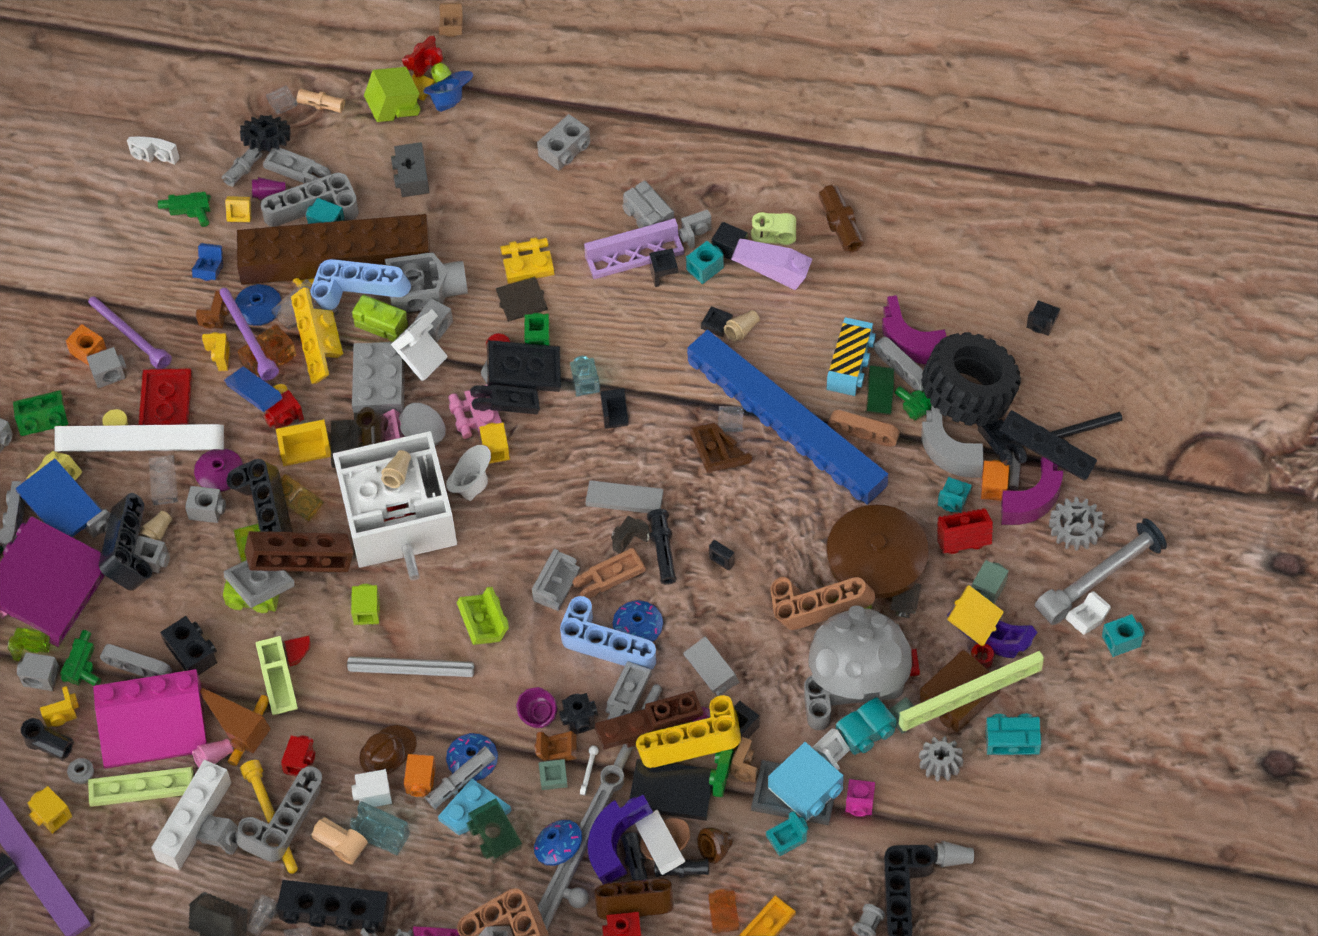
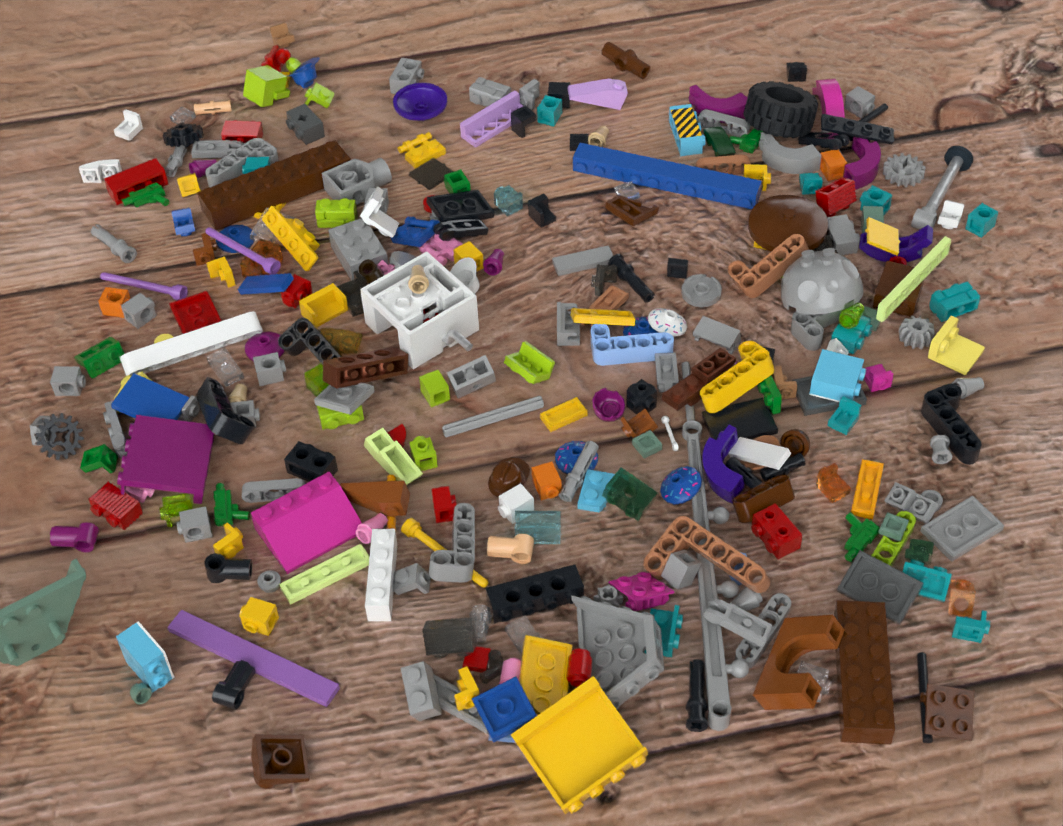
camera: 25 degrees left, 10 degrees down
(123, 266) = (118, 246): none -> light grey pin
(184, 179) = (135, 179): none -> red brick
(213, 94) = (130, 126): none -> white bracket
(311, 690) = (421, 449): none -> lime brick
(334, 154) = (241, 130): none -> brick
(357, 277) = (310, 188): light blue beam -> none
(408, 609) = (471, 376): none -> light grey brick
(447, 384) = (412, 236): none -> blue plate
(449, 131) = (319, 95): none -> lime bracket
(488, 696) = (563, 414): none -> yellow tile
(520, 460) = (494, 262): none -> magenta cone
(552, 182) = (420, 101): none -> dark purple dish
(593, 590) = (600, 316): none -> yellow tile
(664, 631) = (667, 321): none -> white dish
(734, 595) = (701, 290): none -> light grey tile
(775, 228) = (584, 74): yellowish green piece -> none
(868, 710) = (851, 316): none -> clear neon green cone
(894, 457) = (757, 172): none -> yellow bracket
(939, 586) = (843, 235): none -> light grey brick
(970, 799) = (954, 350): none -> light yellow bracket
(1016, 565) = (876, 197): none -> teal brick
(1046, 386) = (830, 97): none -> dark pink arch
(1088, 399) = (859, 102): none -> light grey brick

